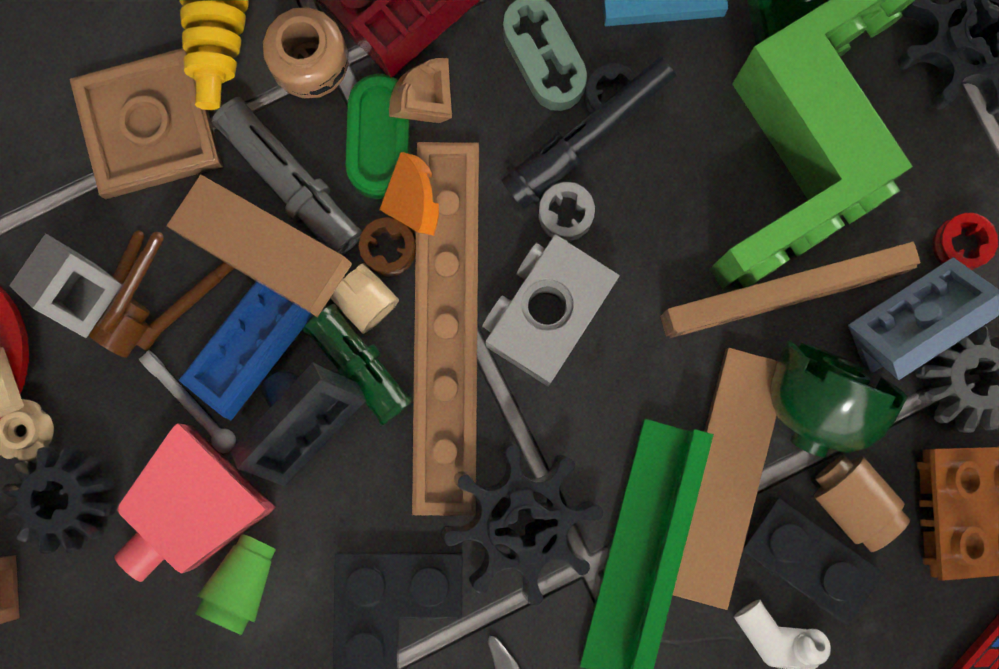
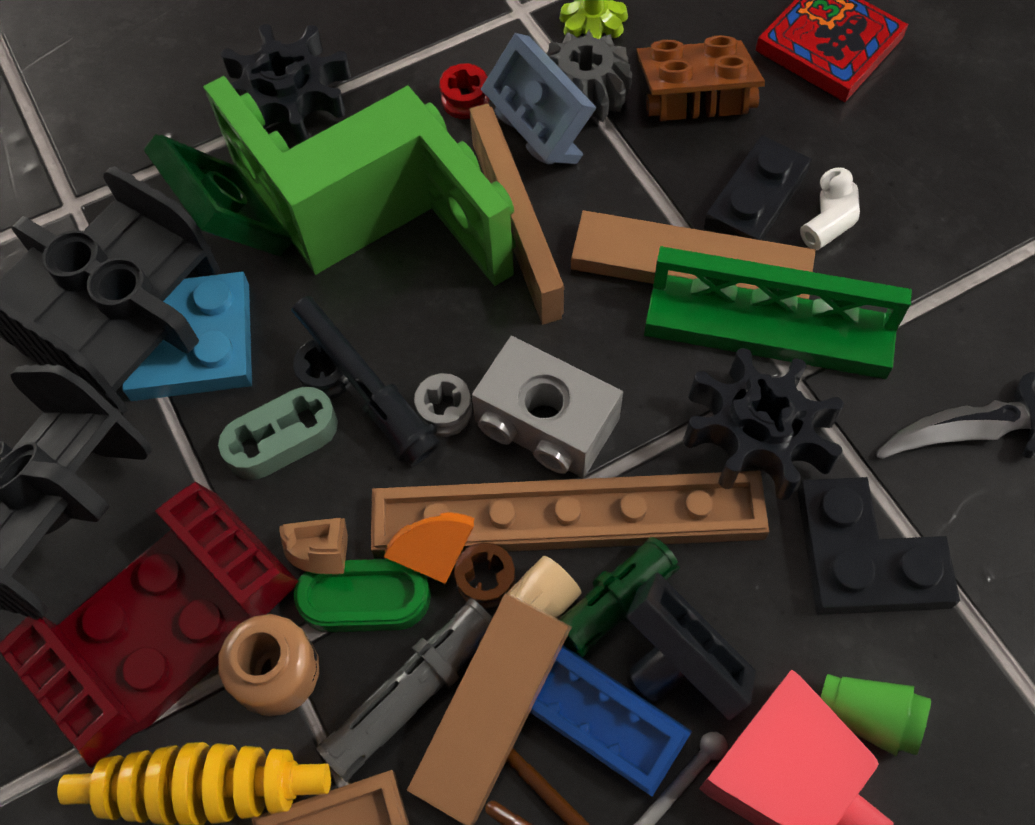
camera: 90 degrees left, 20 degrees down
(831, 401) = (617, 168): dark green cylinder -> none
(861, 502) = (702, 150): medium nougat brick -> none

